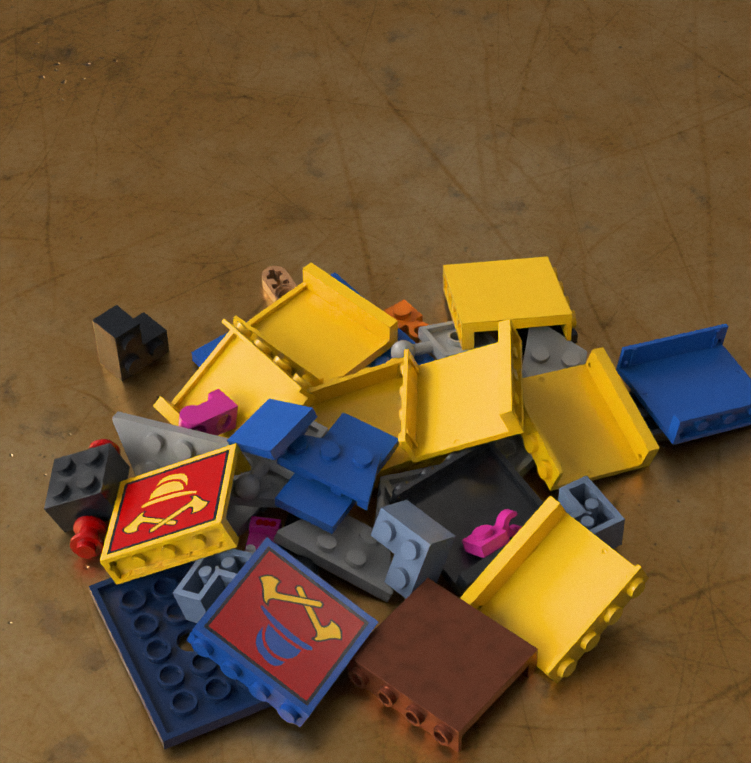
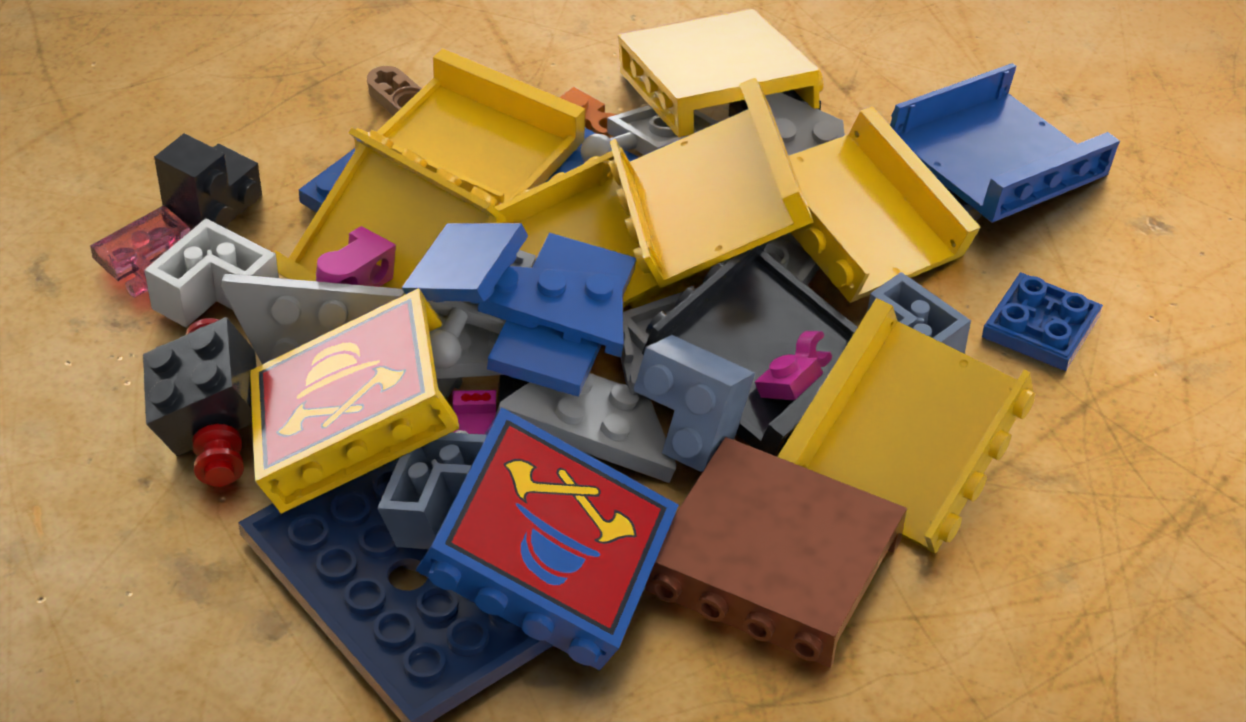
camera: 15 degrees left, 0 degrees up
(80, 376) = (138, 246): none -> clear pink plate
(97, 404) = (191, 271): none -> white brick
(689, 524) = (1042, 321): none -> blue tile

